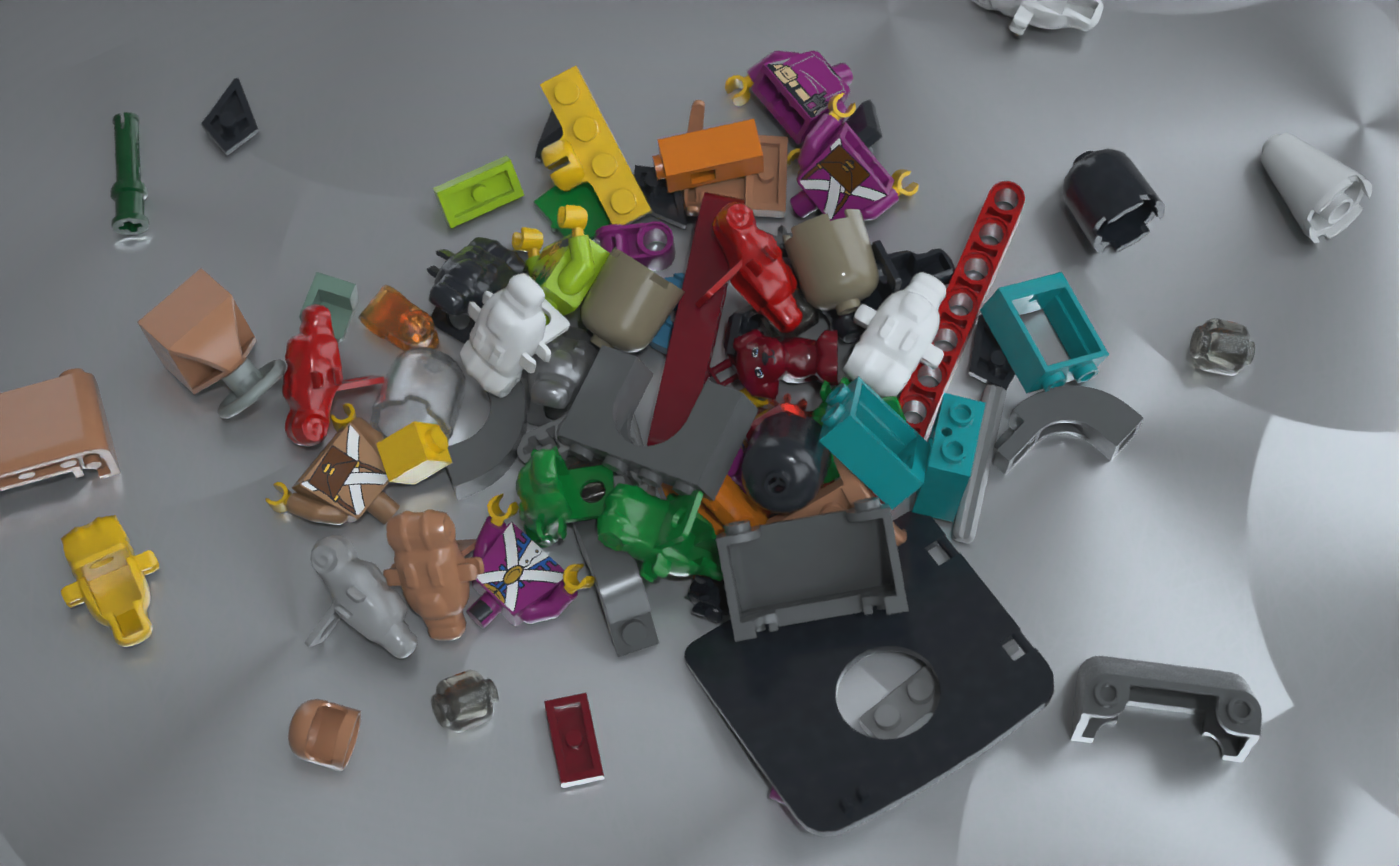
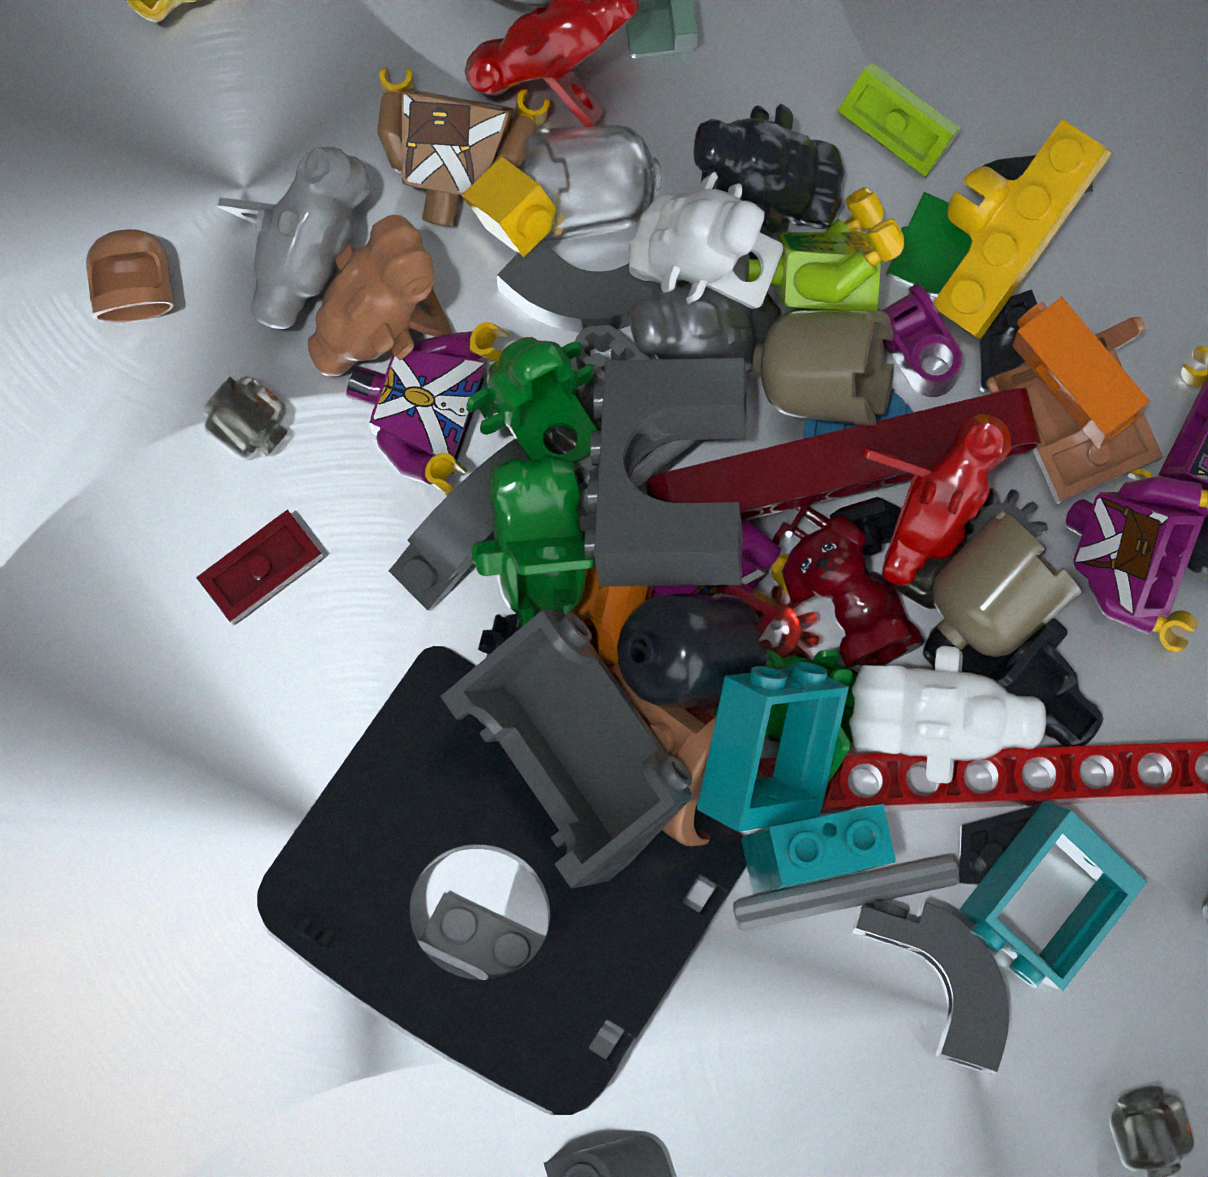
camera: 65 degrees right, 10 degrees up
(396, 319) = (682, 102): clear orange piece -> none

